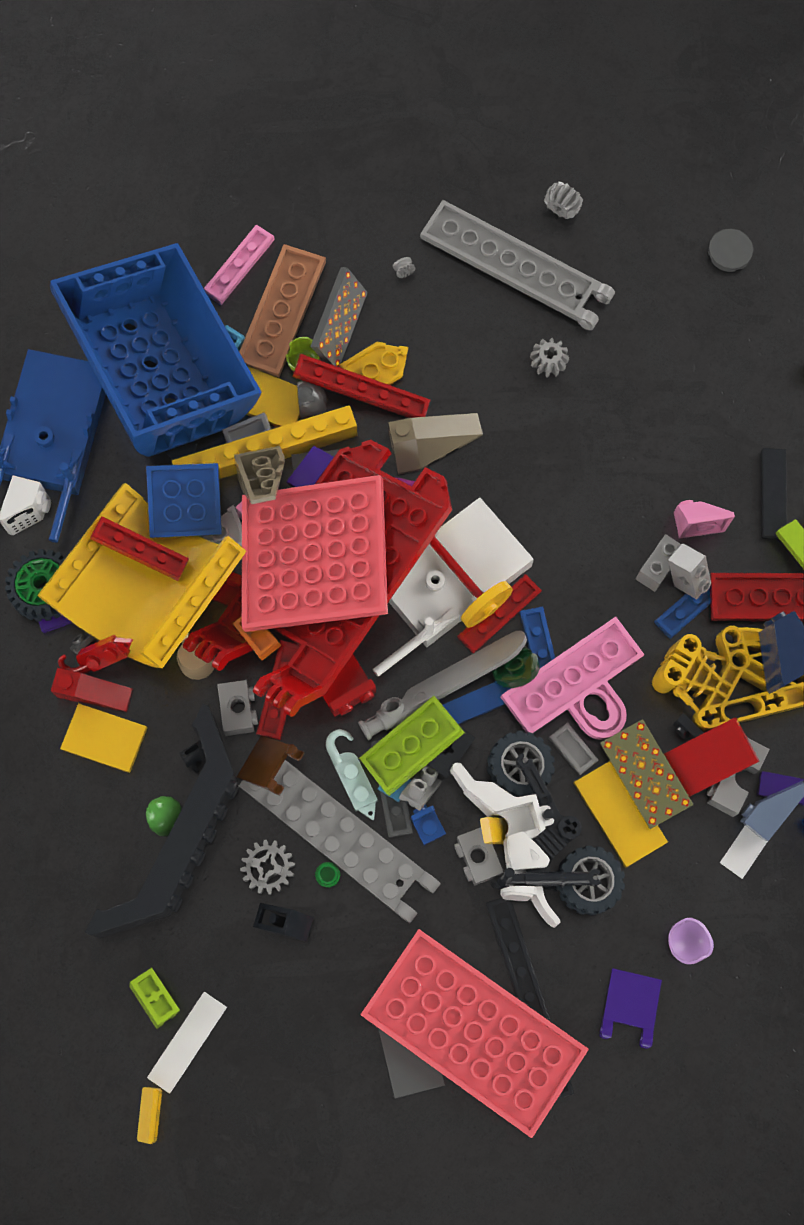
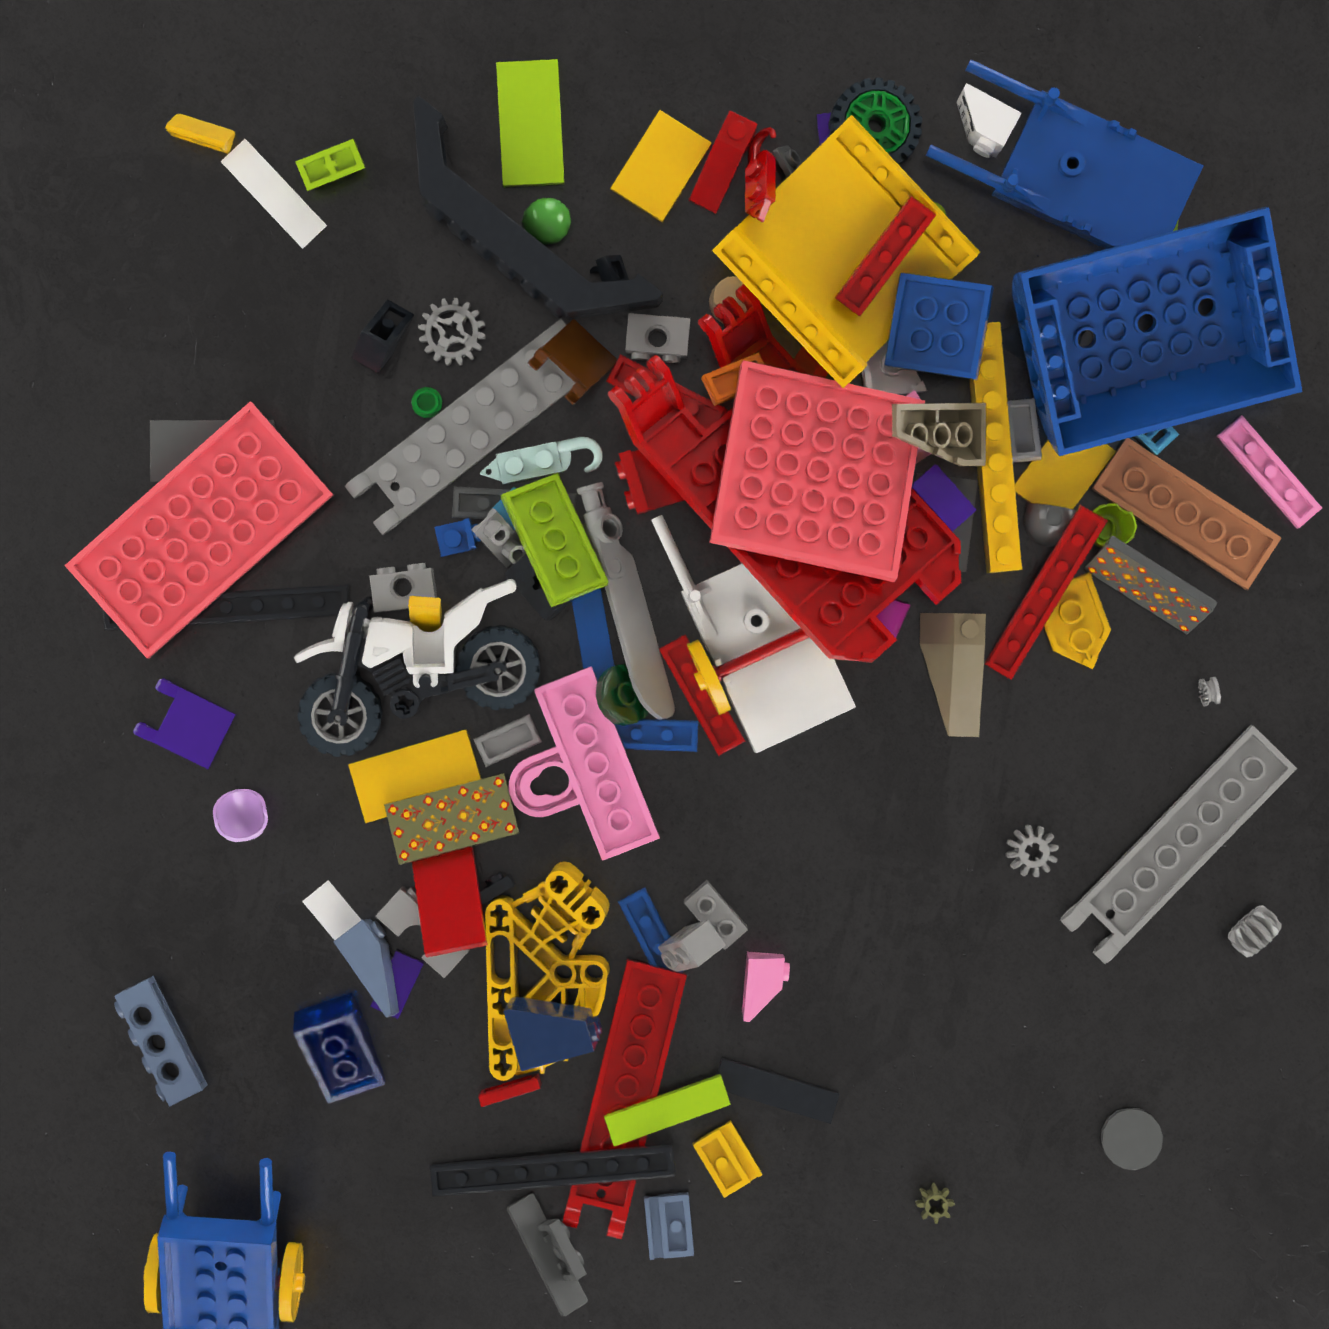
camera: 105 degrees right, 15 degrees up
(89, 847) = (530, 123): none -> lime tile

